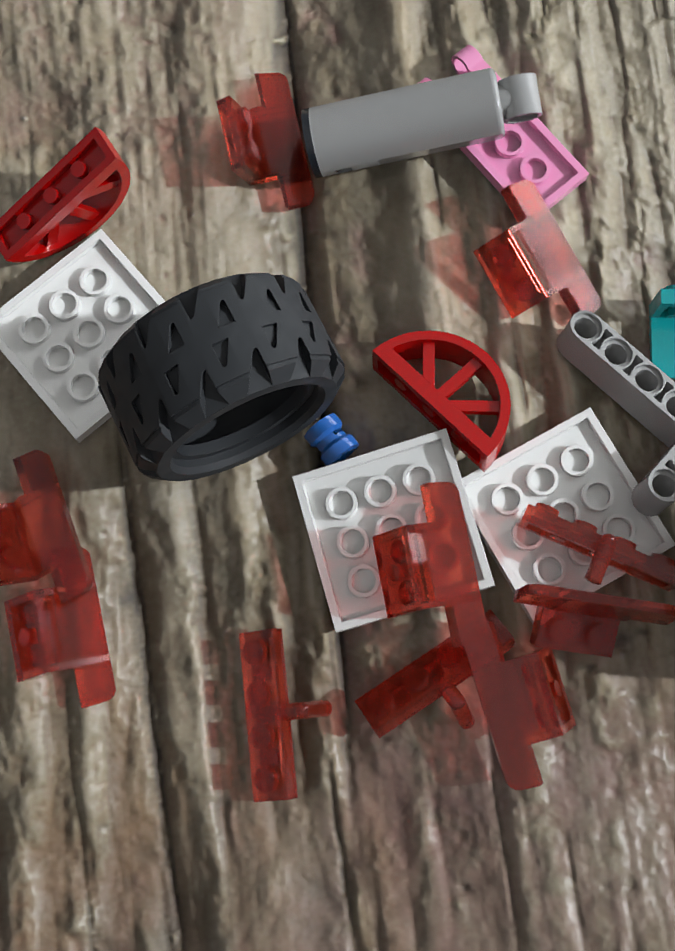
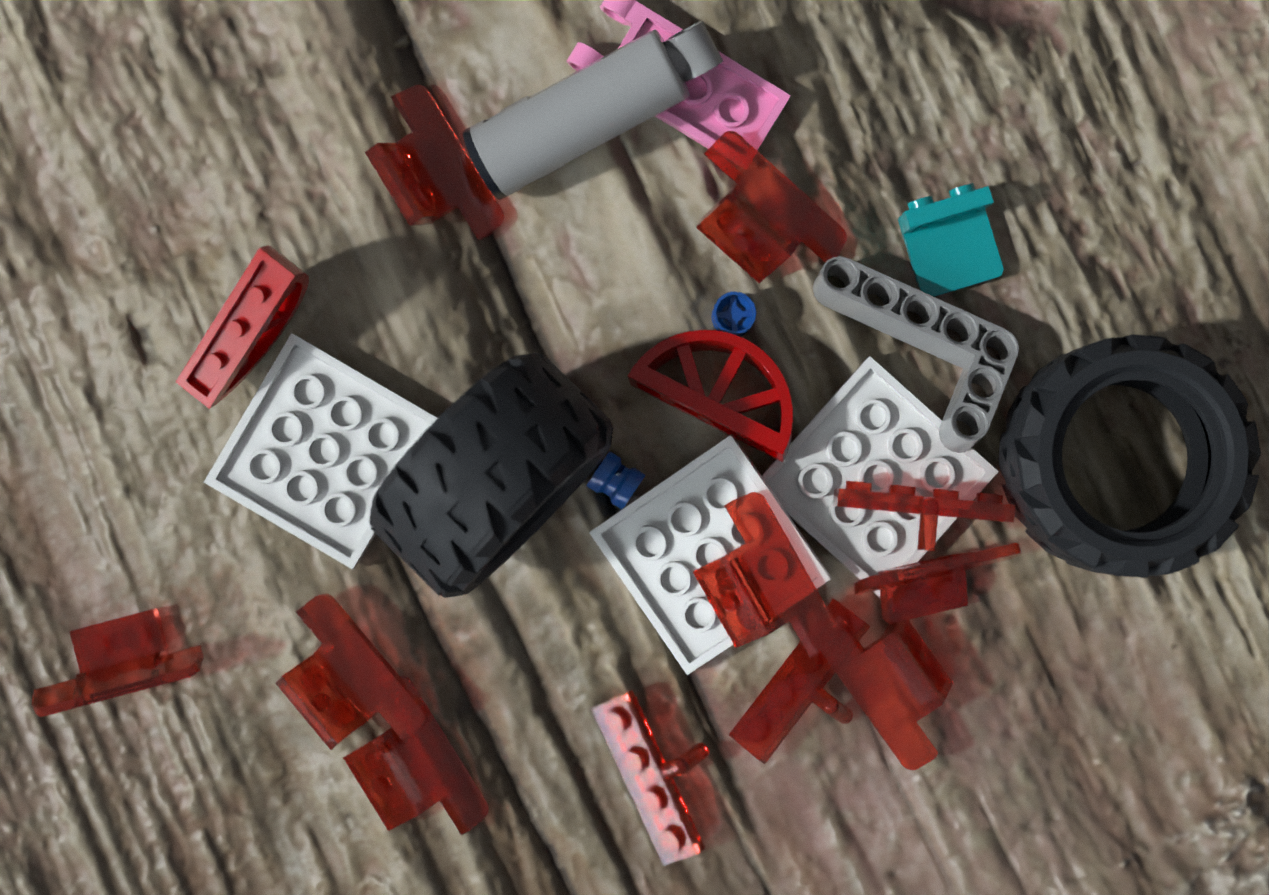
camera: 25 degrees left, 10 degrees up
(484, 327) = (737, 310): none -> blue wheel

